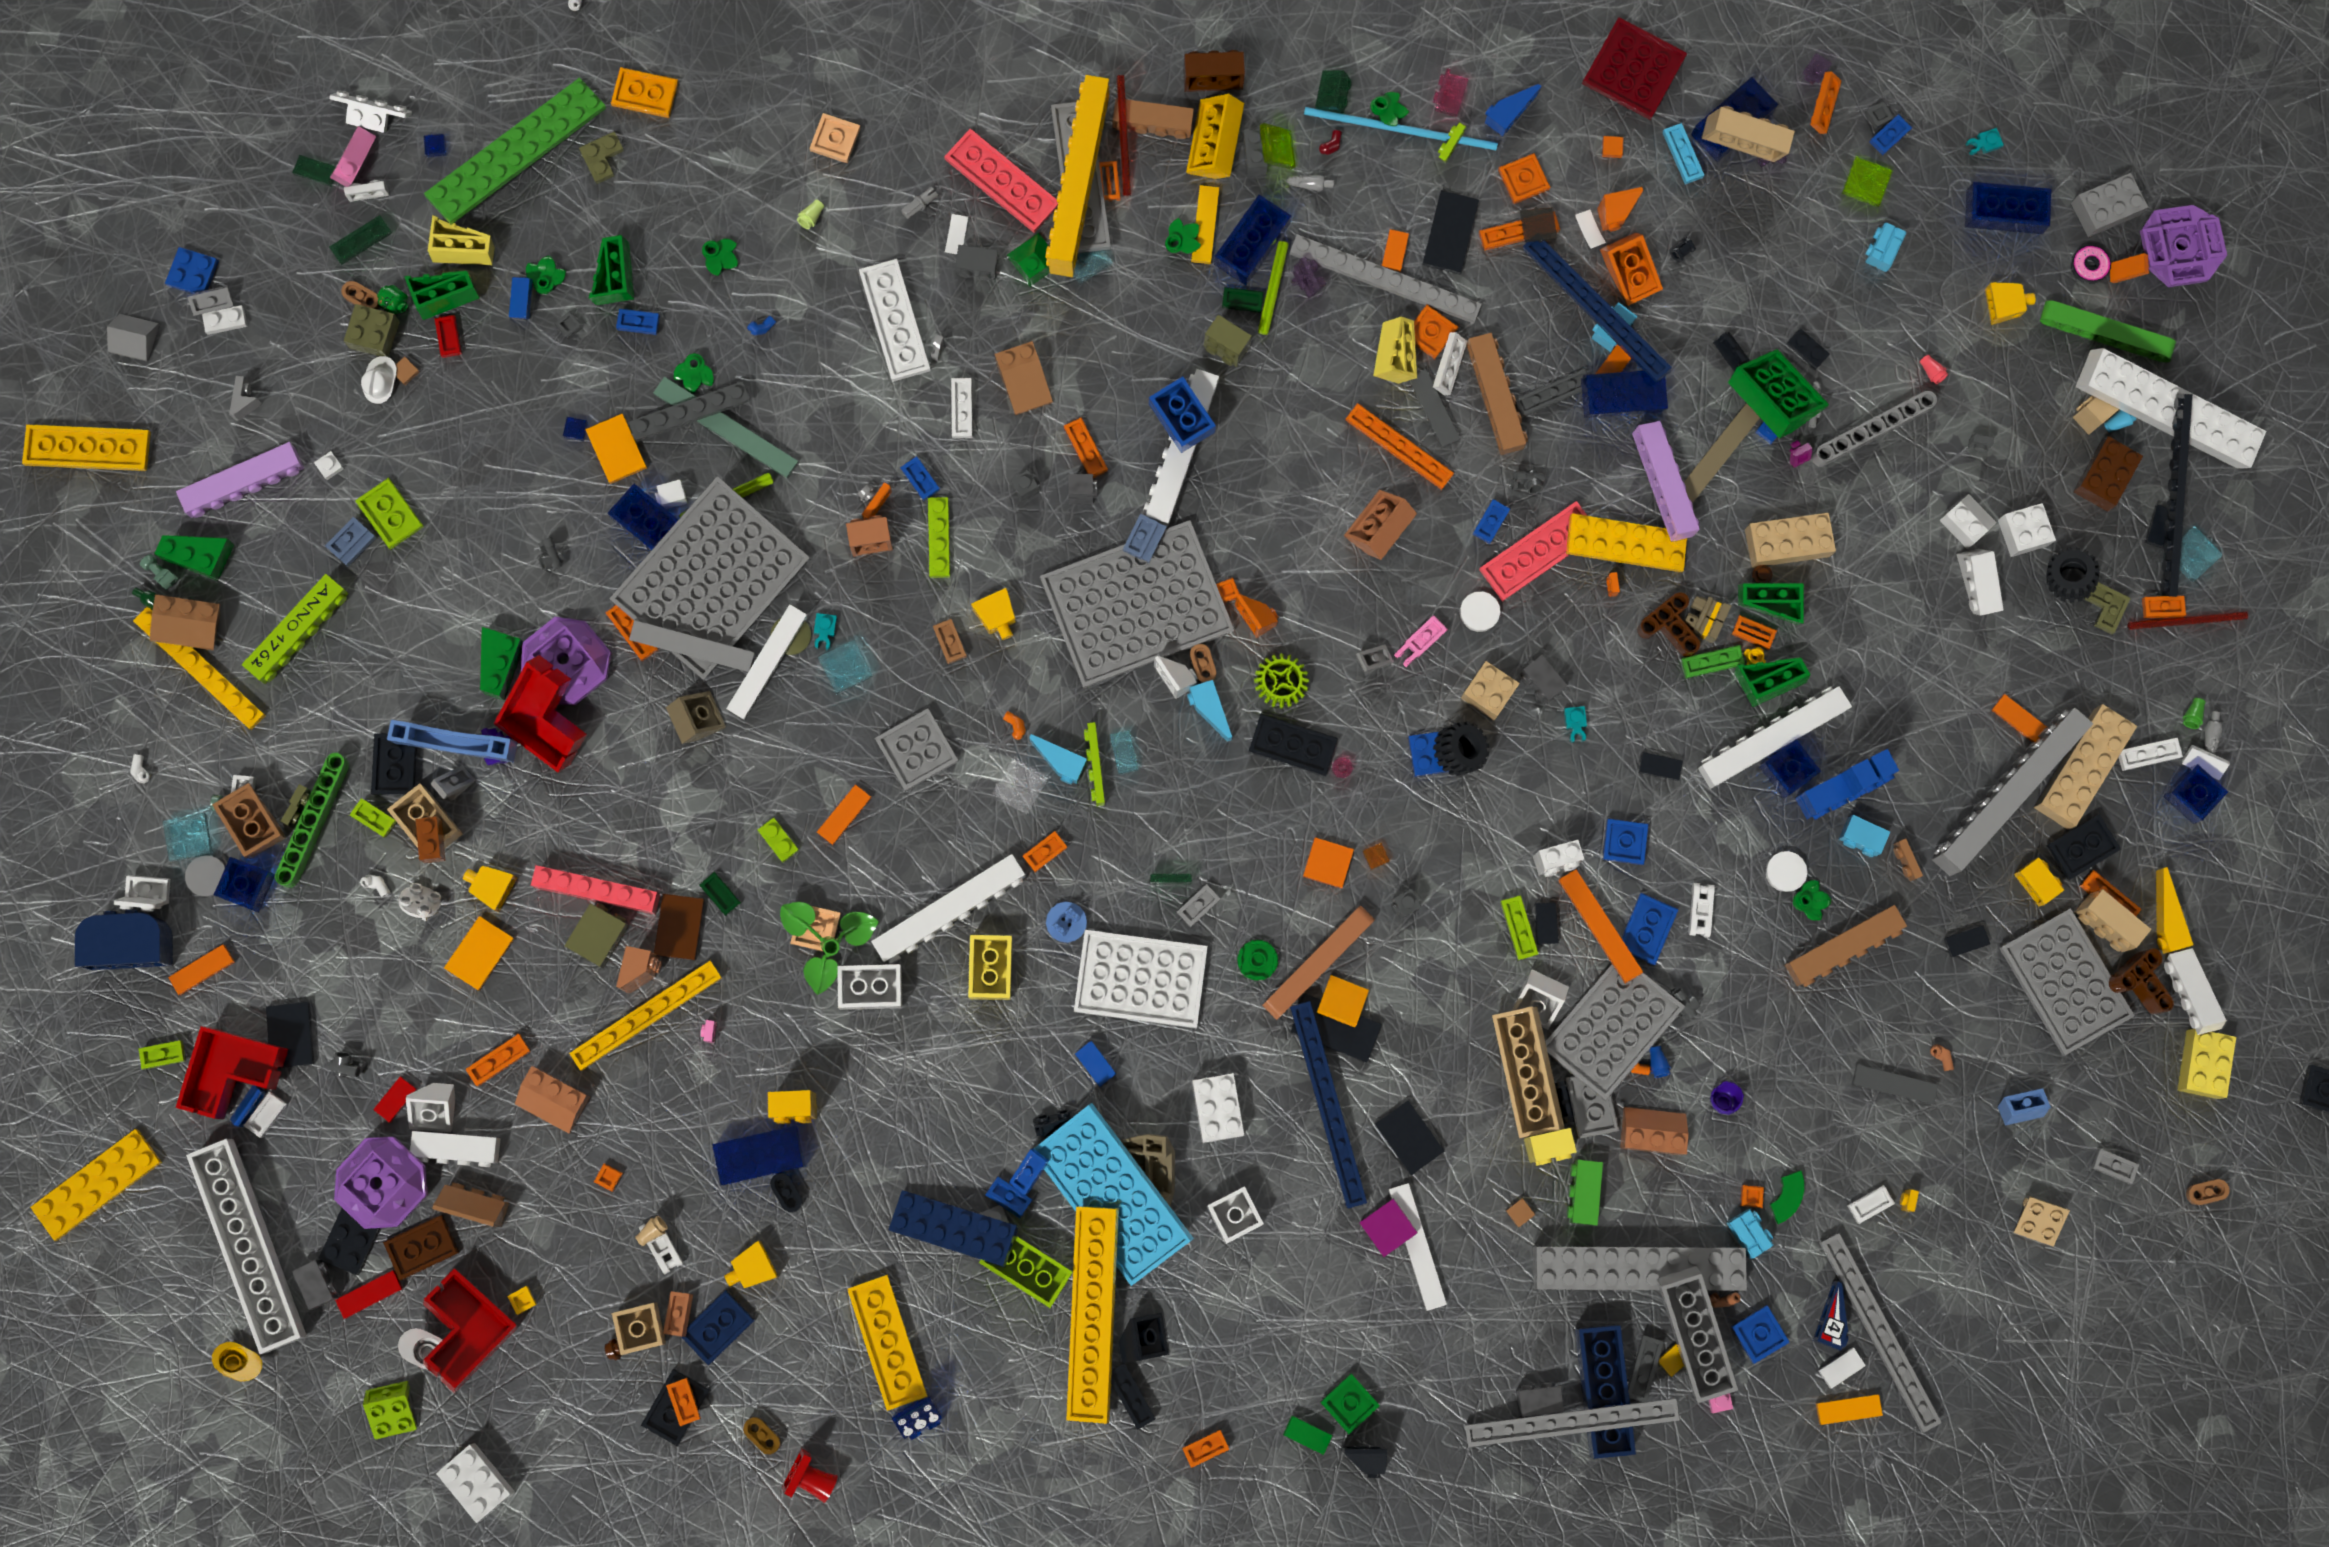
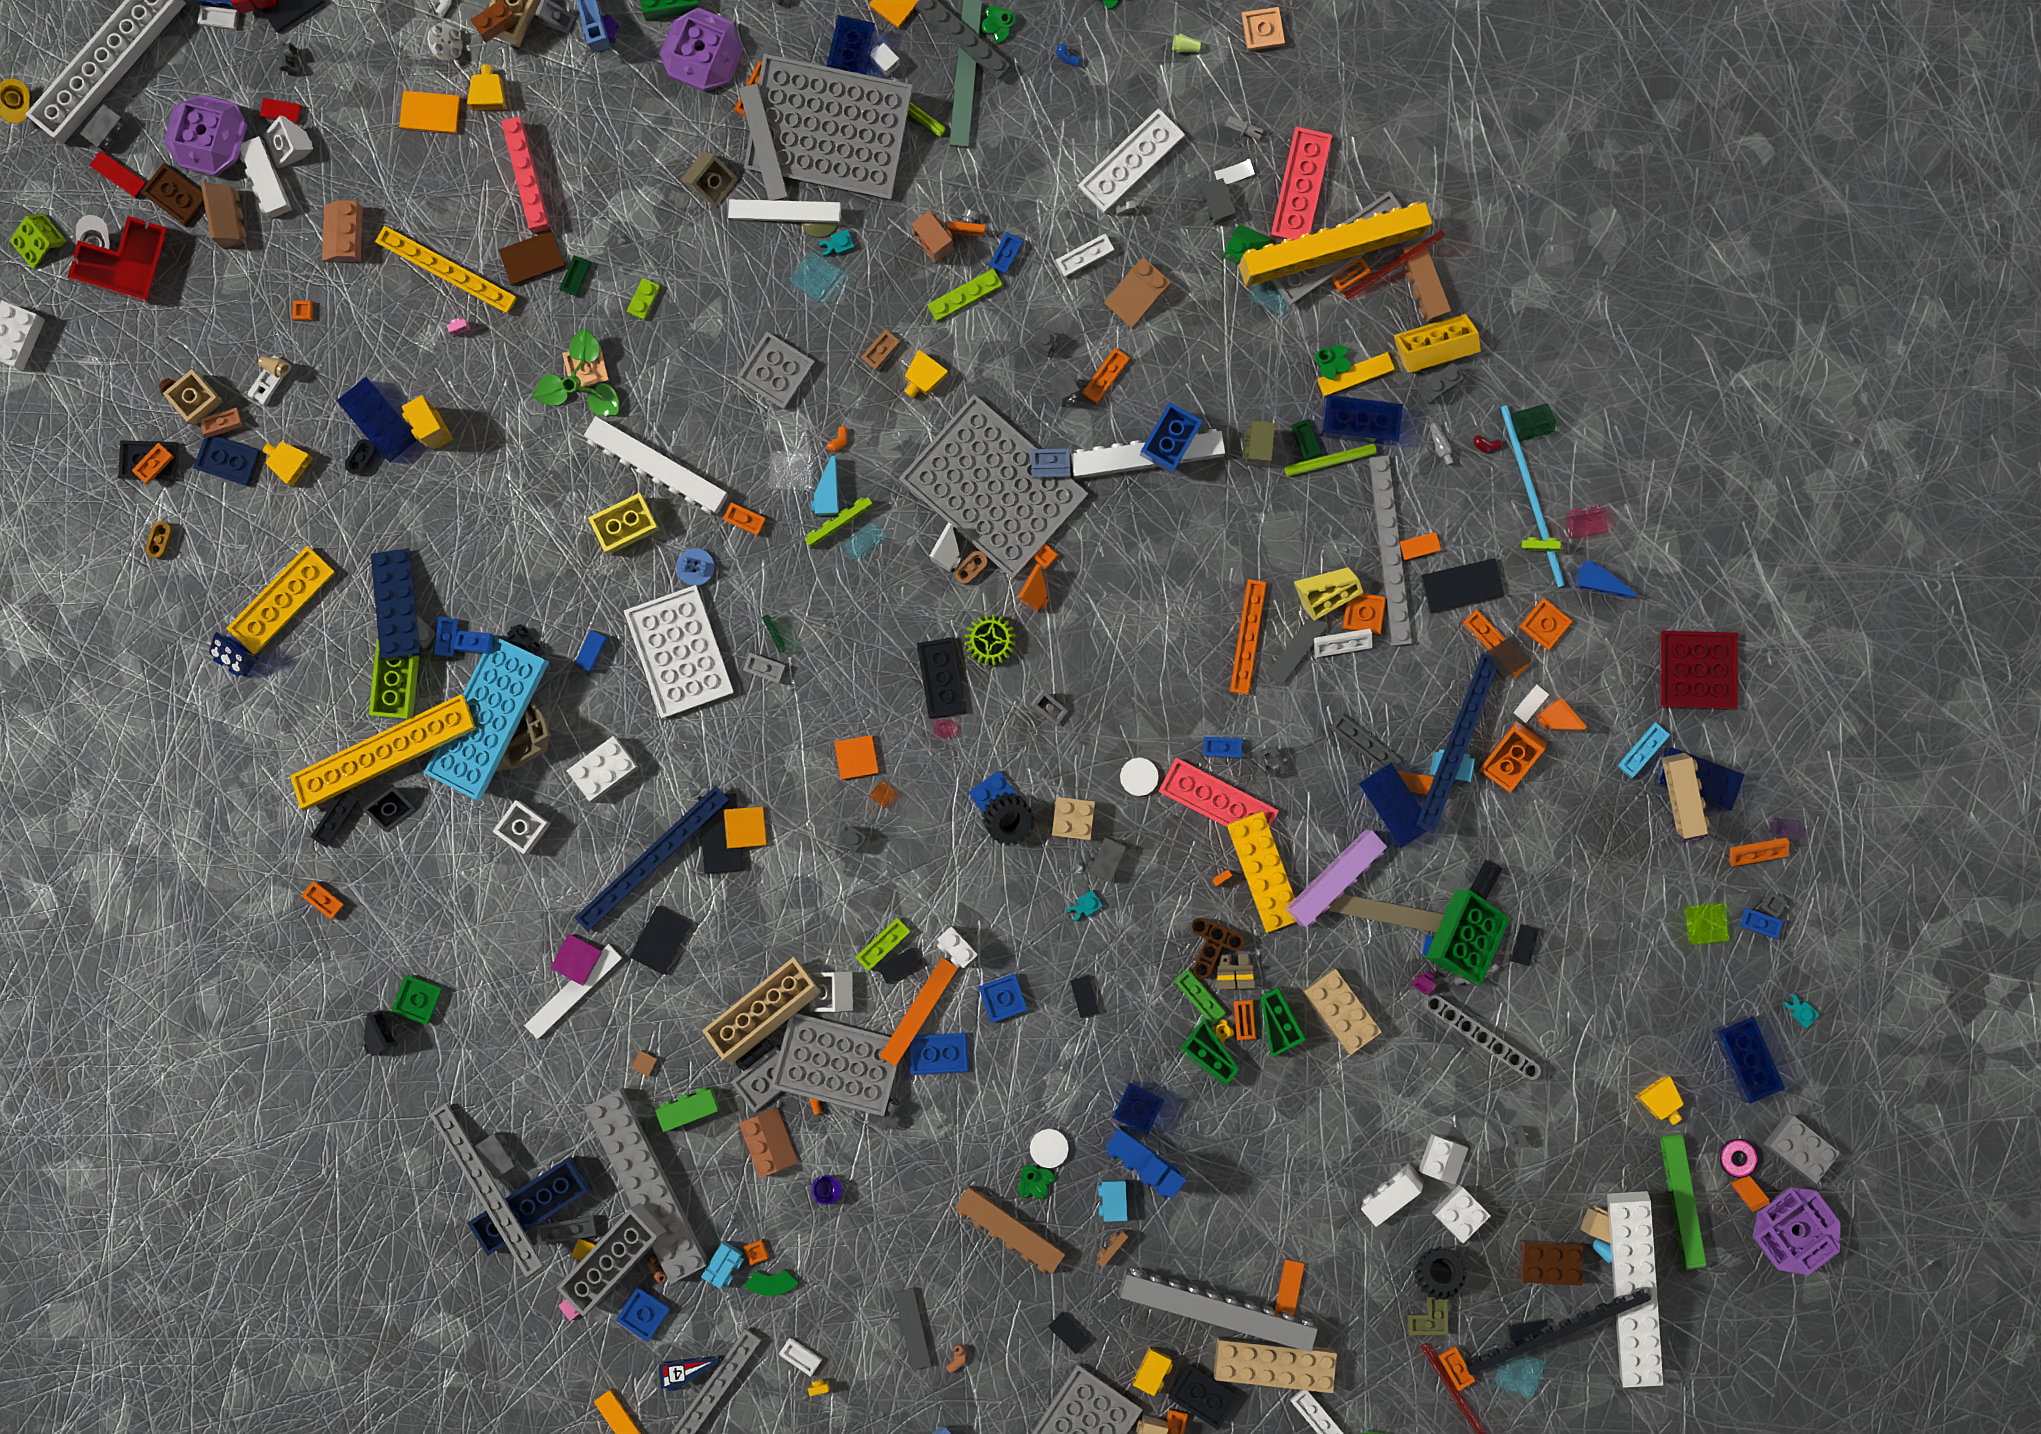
camera: 70 degrees right, 5 degrees up
(348, 1244) = (147, 137): black plate -> none
(498, 1060) = (351, 173): orange plate -> none
(522, 1300) = (171, 295): yellow plate -> none
(532, 718) = (636, 48): red piece -> none
(597, 934) = (490, 196): olive brick -> none
(637, 968) = (475, 240): nougat slope -> none
(808, 1478) = (141, 594): red plant -> none
(844, 814) = (691, 340): orange tile -> none
(869, 987) = (558, 435): white brick -> none
(1208, 705) = (938, 588): medium azure slope -> none
(1213, 71) = (1494, 310): reddish brown brick -> none
(1257, 960) = (744, 740): green tile -> none
(1277, 146) = (1456, 398): clear neon green tile -> none
(1305, 277) = (1352, 481): clear purple hips -> none
(1307, 1435) = (374, 977): green slope -> none
(1318, 962) = (767, 791): nougat beam -> none
(1380, 524) = (1169, 654): nougat slope -> none
(1390, 110) = (1546, 479): green plate -> none
(1422, 639) = (1088, 740): bright pink hinge -> none
(1496, 393) = (1337, 695): medium nougat brick -> none
(1550, 1145) = (707, 1061): light yellow brick -> none
(1612, 147) = (1616, 686): orange tile -> none
(1659, 1063) = (828, 1118): blue cone -> none
(1682, 249) = (1554, 792): black bush -> none
(1701, 909) = (978, 1091): white plate -> none
(1762, 574) = (1299, 1002): reddish brown plate -> none
(1778, 735) = (1160, 1082): white brick -> none
(1841, 1367) = (650, 1397): white tile -> none
(1885, 246) = (1653, 968): medium azure brick -> none
(1933, 369) = (1564, 1063): coral cone -> none

